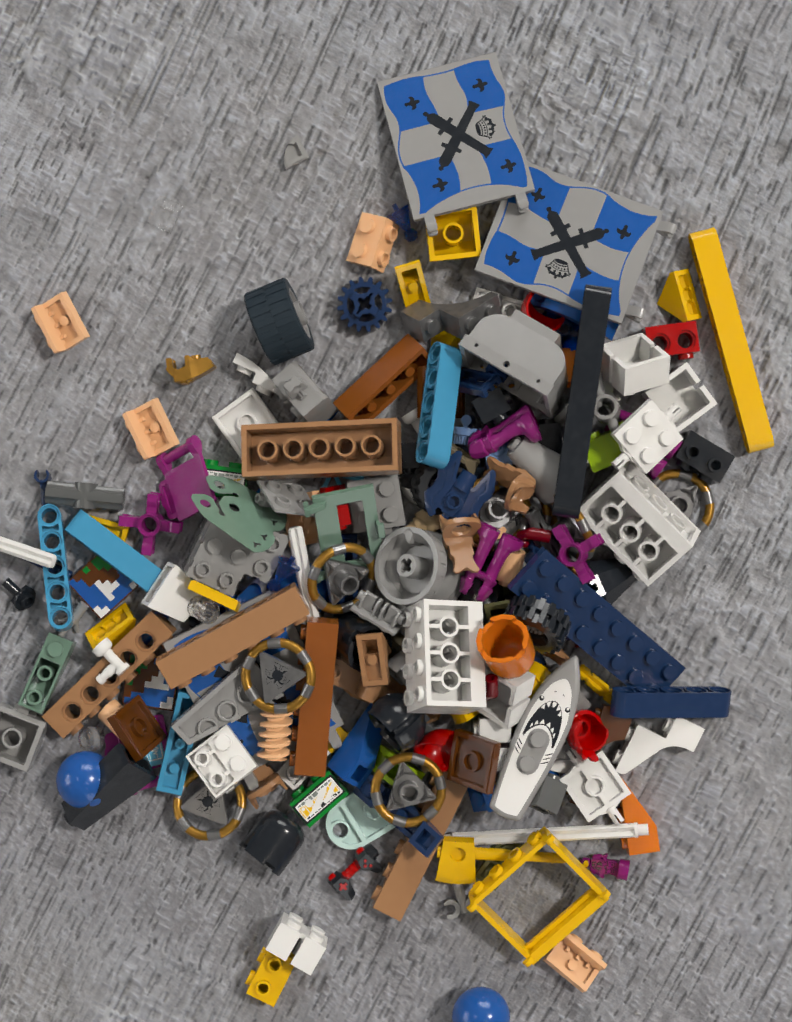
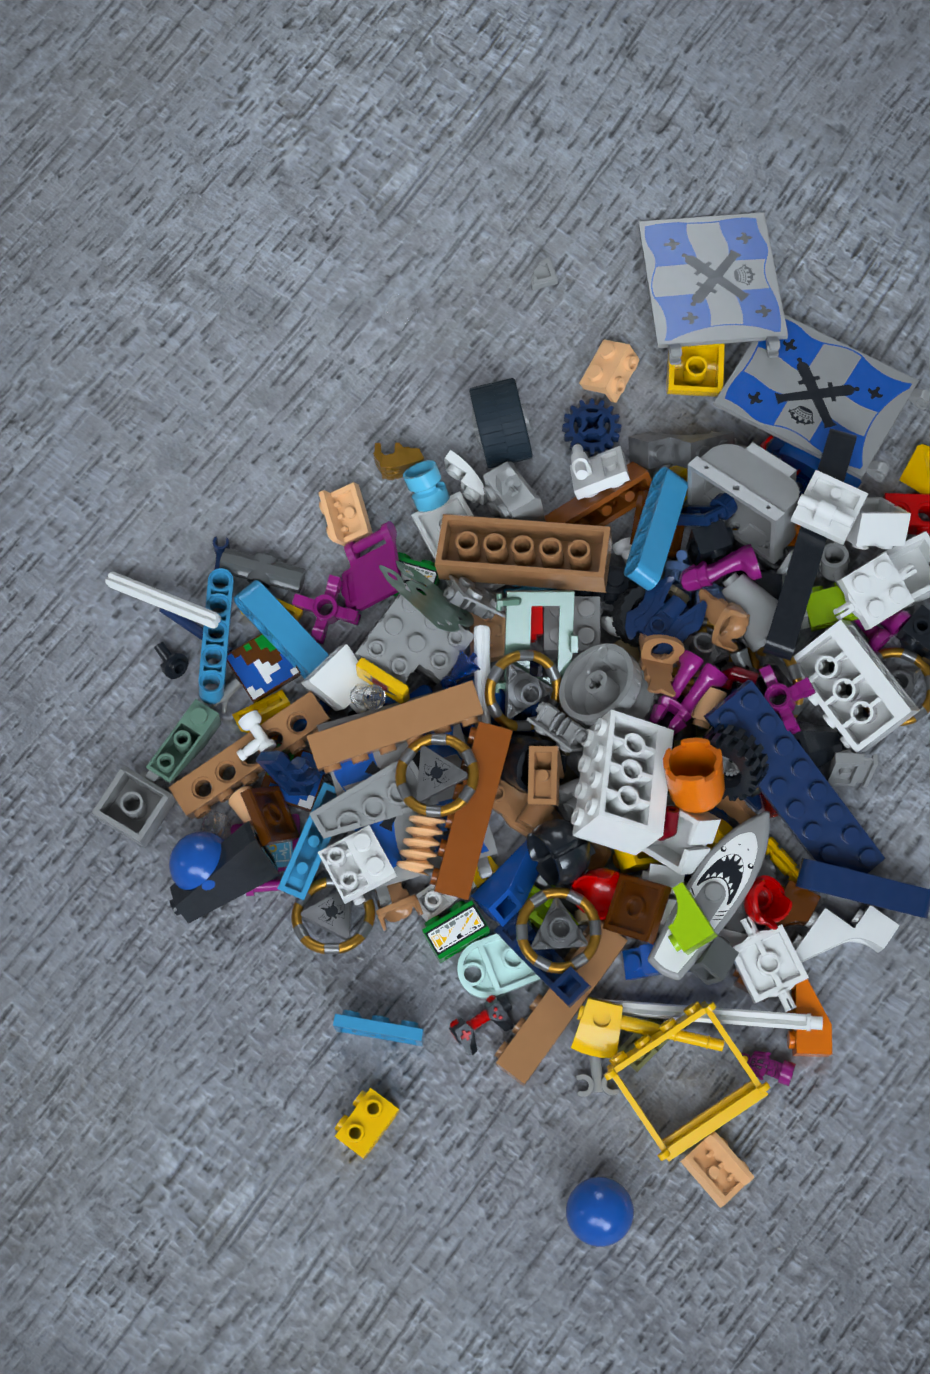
camera: 10 degrees right, 15 degrees down
(60, 323) = (272, 395): light nougat bracket -> none
(151, 690) = (292, 776): none -> dark blue hinge
(220, 391) = (425, 482): none -> medium azure wheel
(267, 896) = (379, 1028): none -> dark azure plate
(274, 840) = (398, 968): black cylinder -> none
(309, 948) = (391, 1078): white piece -> none
(377, 351) = (597, 472): none -> white plate
(401, 218) = (643, 351): clear blue piece -> none
(412, 283) = (644, 410): yellow slope -> none
(523, 774) = (691, 925): none -> lime arch
(594, 370) = (829, 507): none -> white plate
(643, 595) = (851, 768): none -> light grey plate

